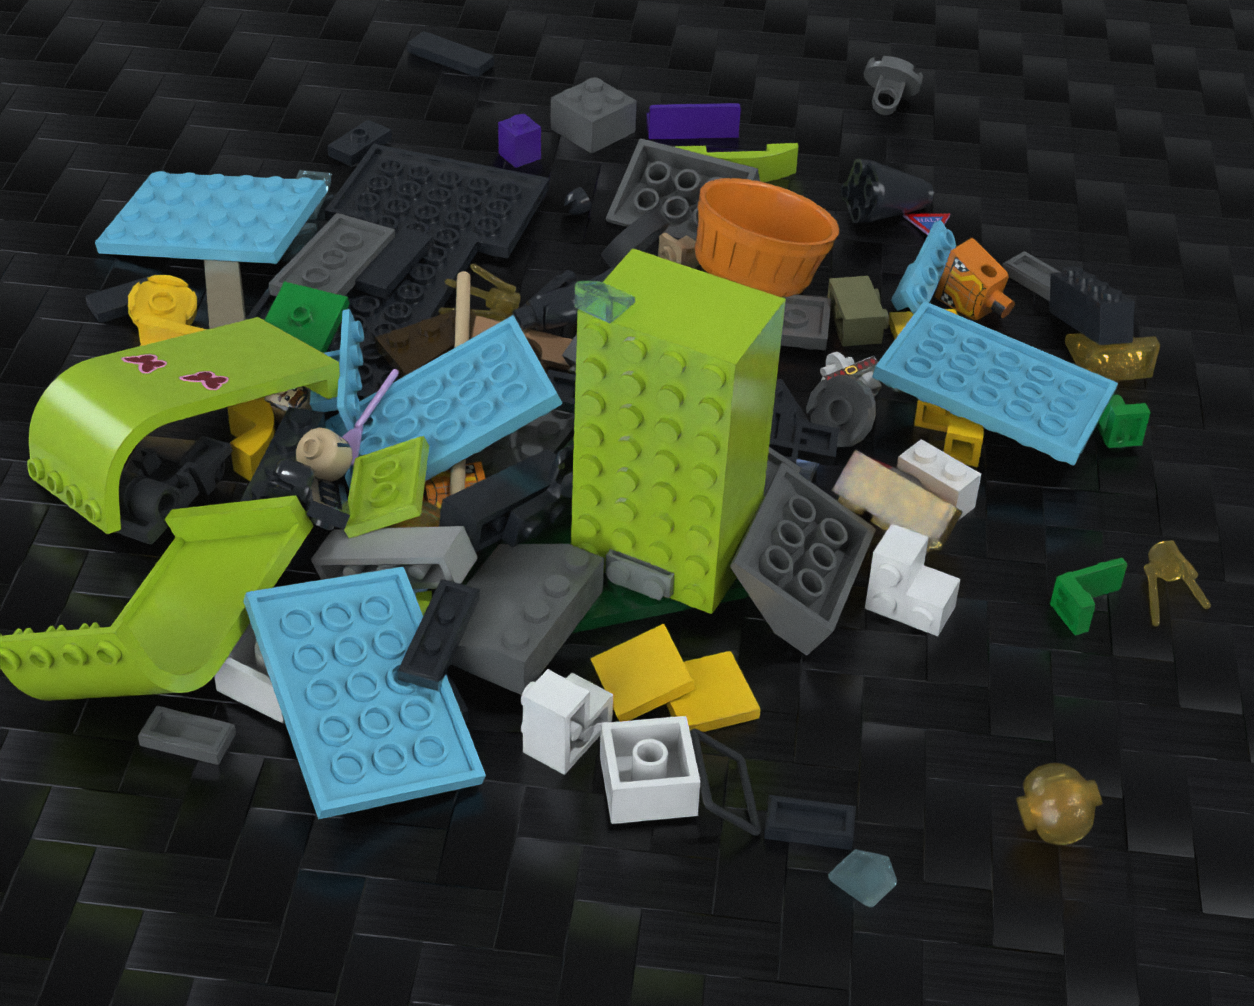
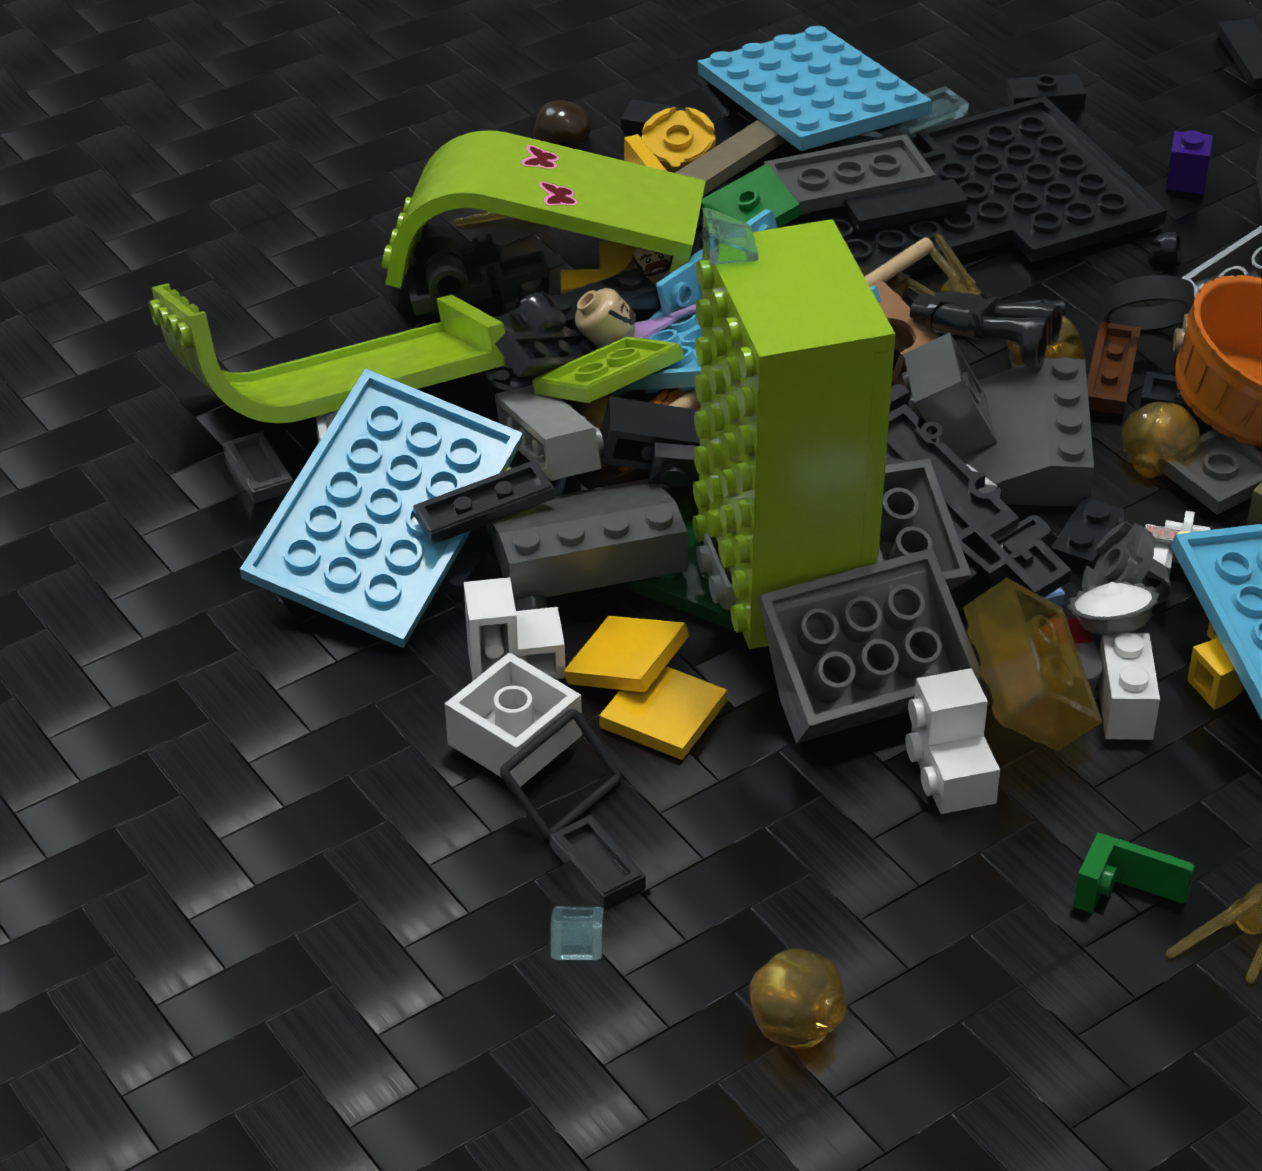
camera: 50 degrees right, 0 degrees up
(56, 343) = (562, 122): none -> dark brown hair
(889, 435) = (1114, 607): none -> piece

